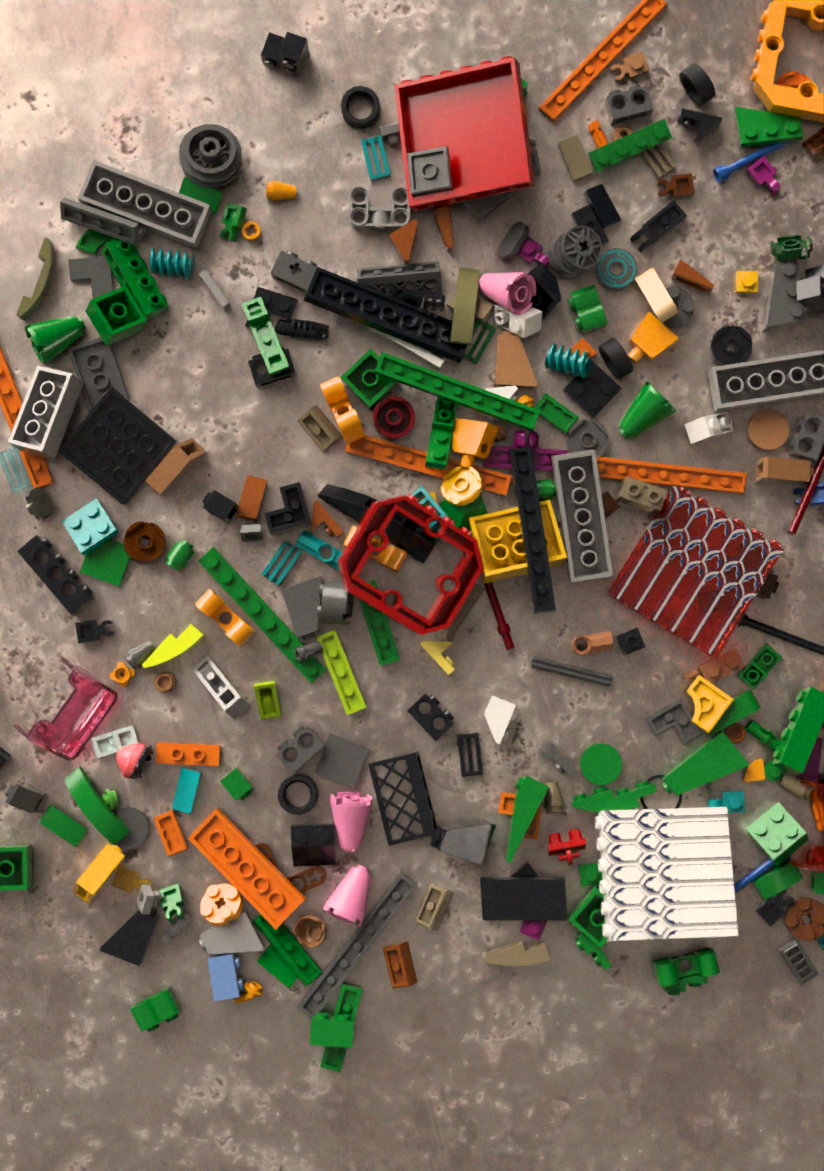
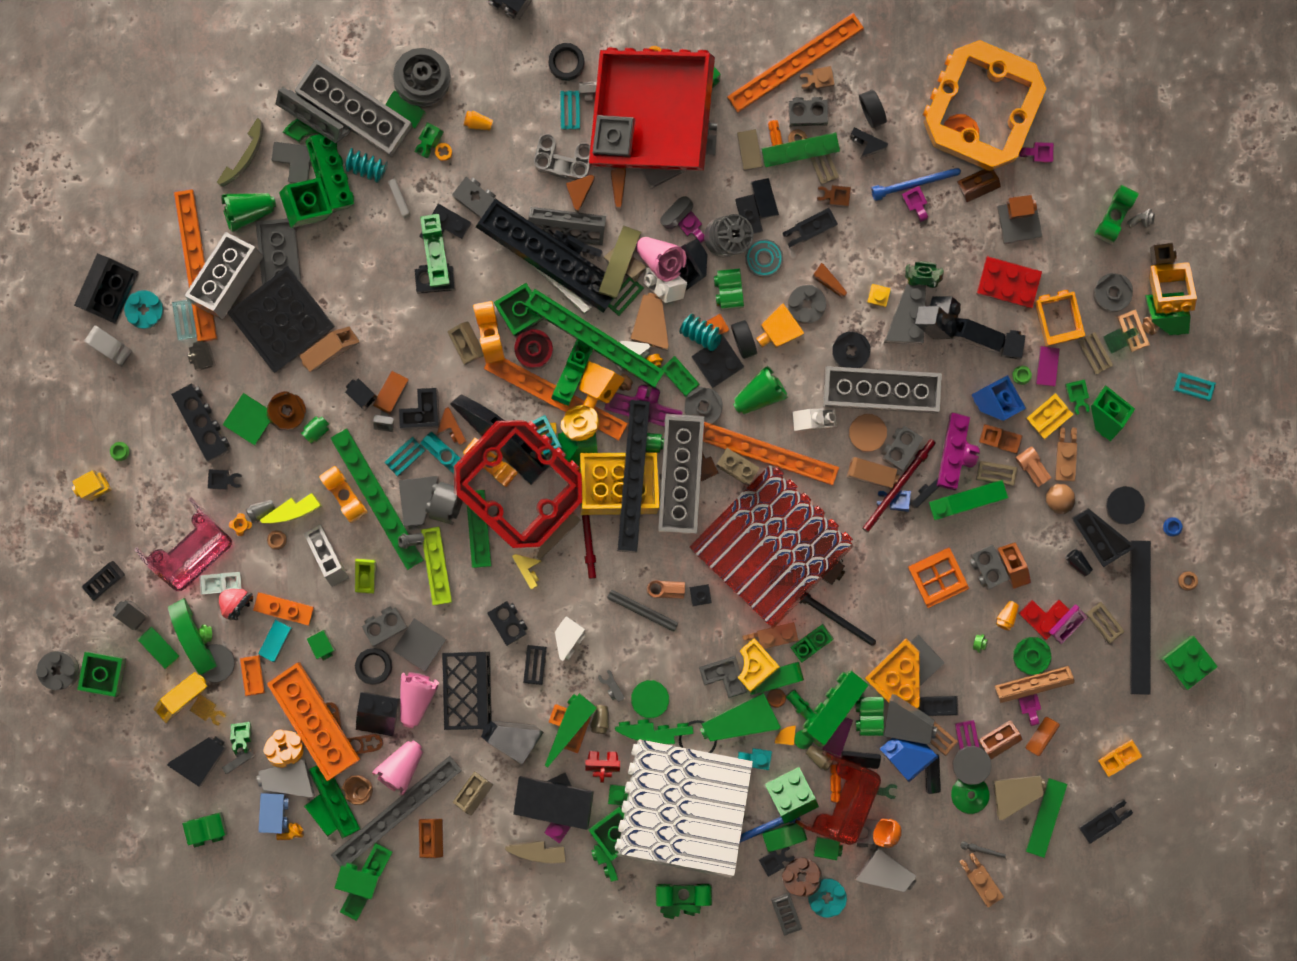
camera: 10 degrees right, 0 degrees up
(90, 526) = (240, 386): plate -> none
(146, 899) = (217, 729): light grey tile -> none
(302, 329) = (469, 250): black hinge -> none
(657, 295) = (793, 290): beam -> none
(765, 127) = (927, 160): green wing -> none

